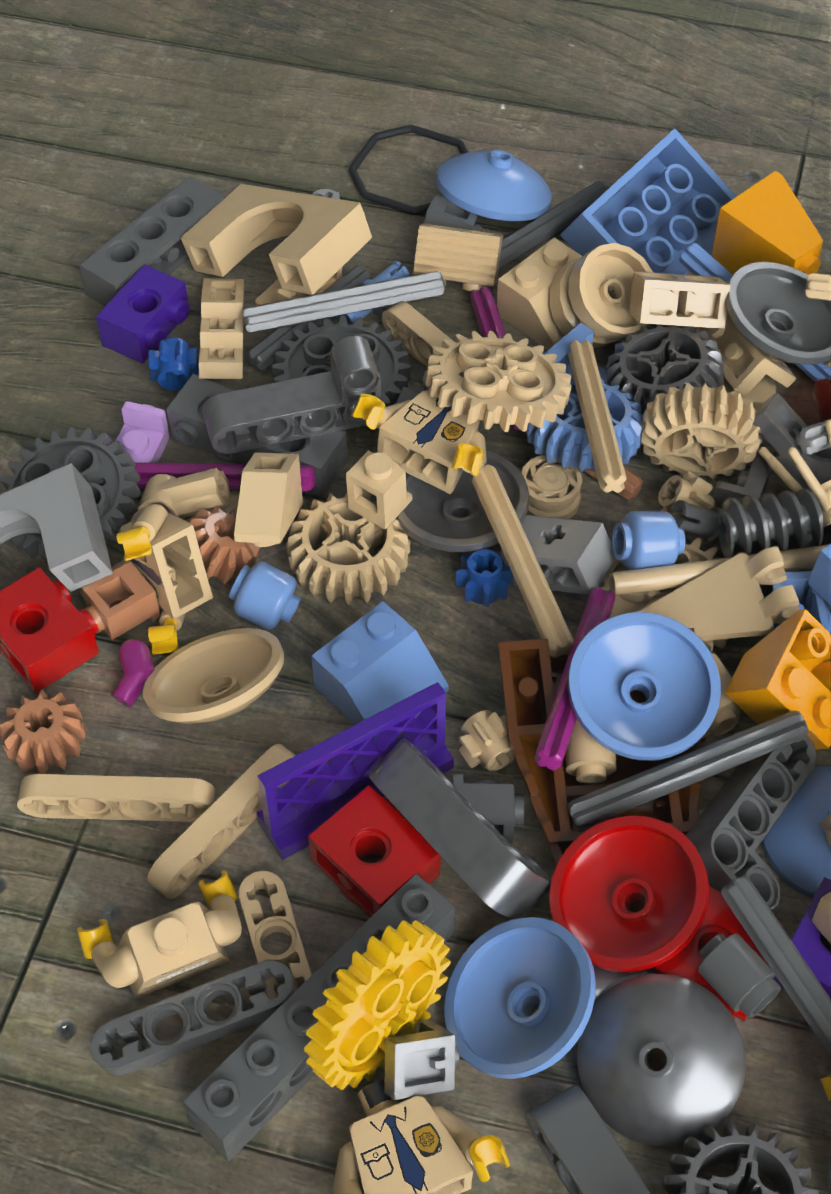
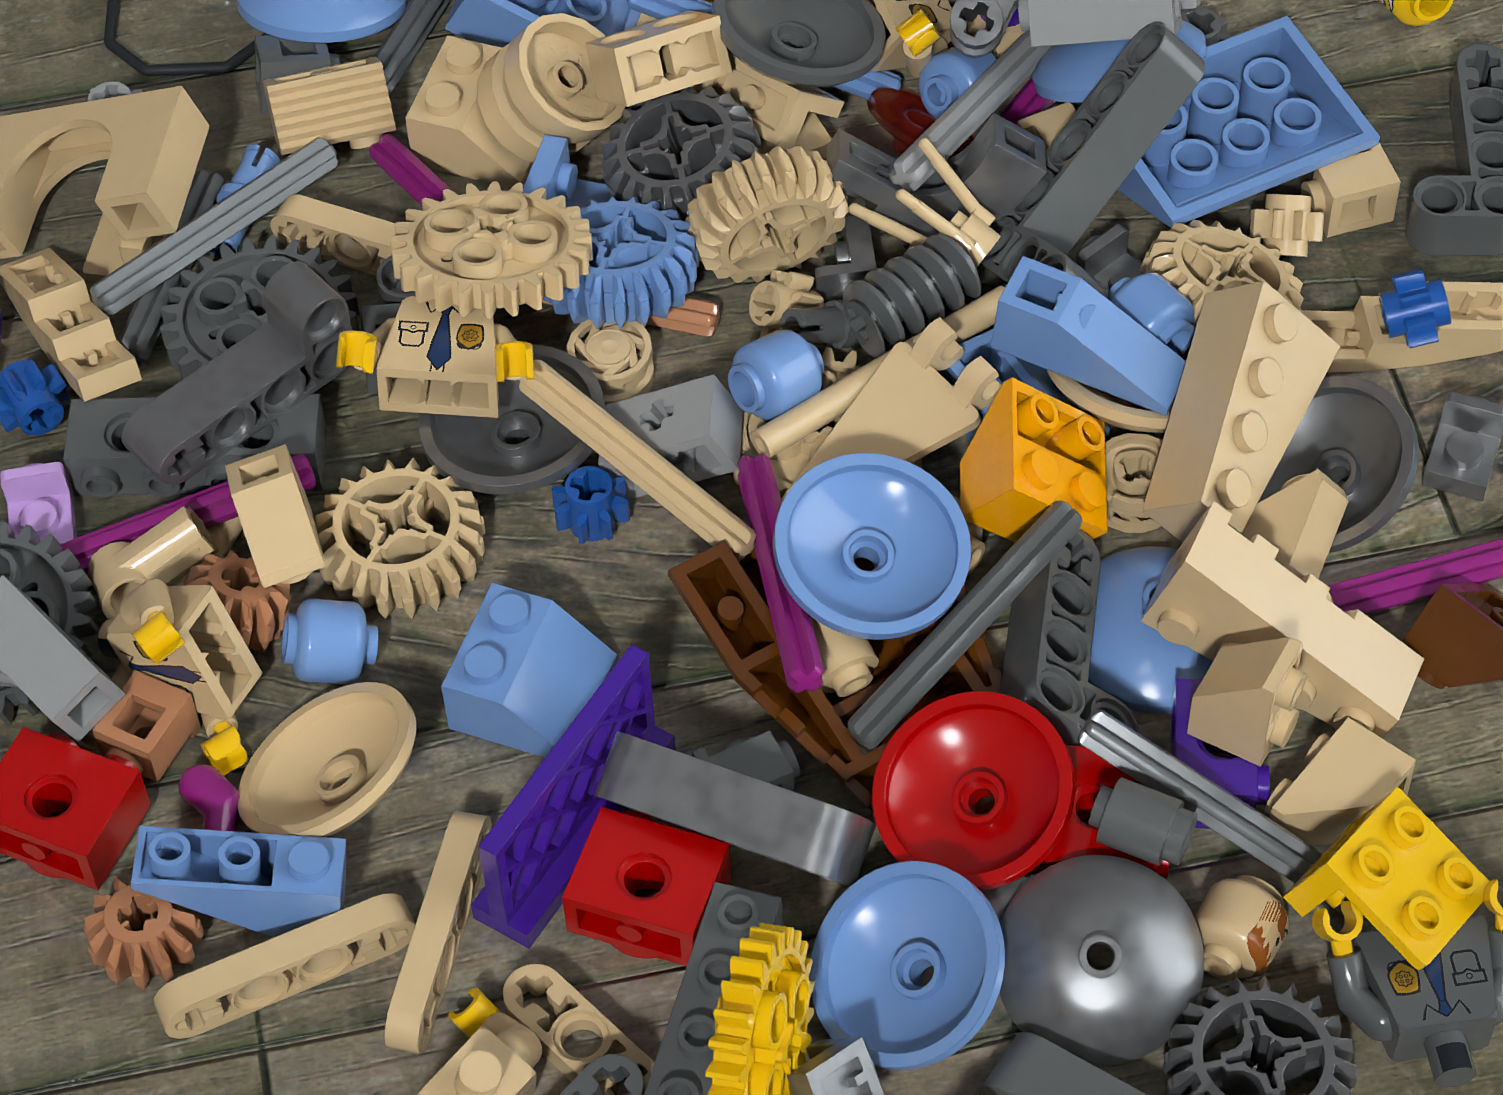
camera: 25 degrees left, 0 degrees up
(117, 726) = (242, 876): none -> medium blue slope
(381, 477) = (416, 430): tan brick -> none
(486, 741) = (706, 697): tan gear -> none
(597, 417) = (637, 245): tan axle -> none
(781, 1084) = (1241, 927): none -> tan head

